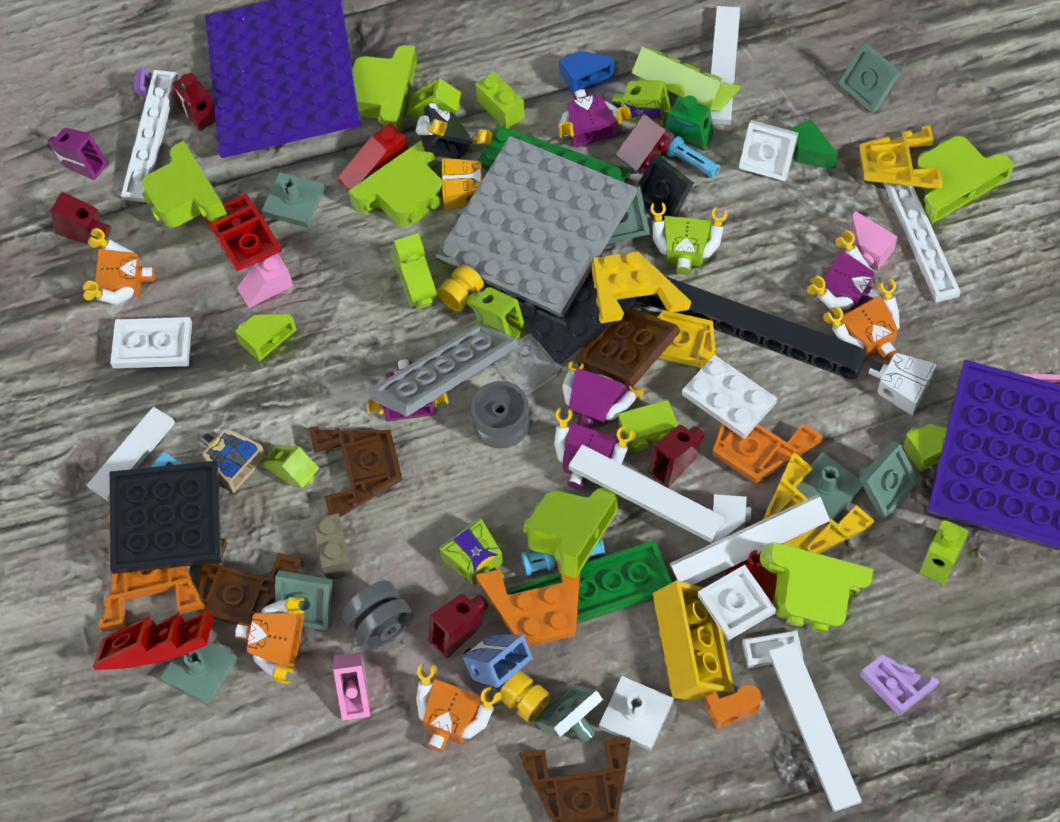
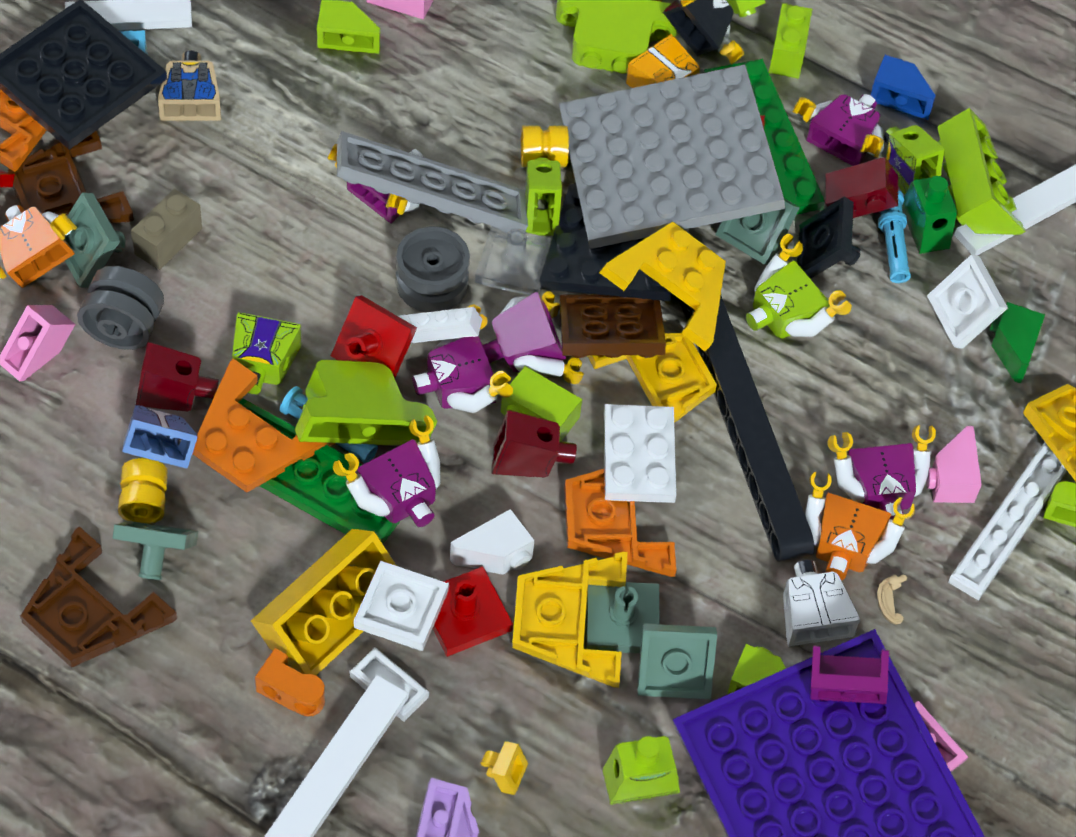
camera: 40 degrees right, 5 degrees down
(290, 465) = (223, 142): lime slope -> none
(369, 463) = (283, 203): reddish brown wing -> none
(413, 271) = (515, 86): lime brick -> none
(451, 711) = (75, 436): torso -> none
(525, 483) = (373, 336): none -> red tile
(542, 452) = (445, 324): none -> white piece
(636, 713) = (211, 605): white tile -> none
(646, 493) = (454, 447): white tile -> none
(646, 540) = (399, 481): none -> torso
(739, 545) = (492, 578): white tile -> none
(812, 585) = (484, 666): lime brick -> none
(882, 624) = (506, 767): none -> yellow tile
(922, 341) = (886, 600): none -> tan piece
(987, 394) = (849, 678): none -> magenta panel

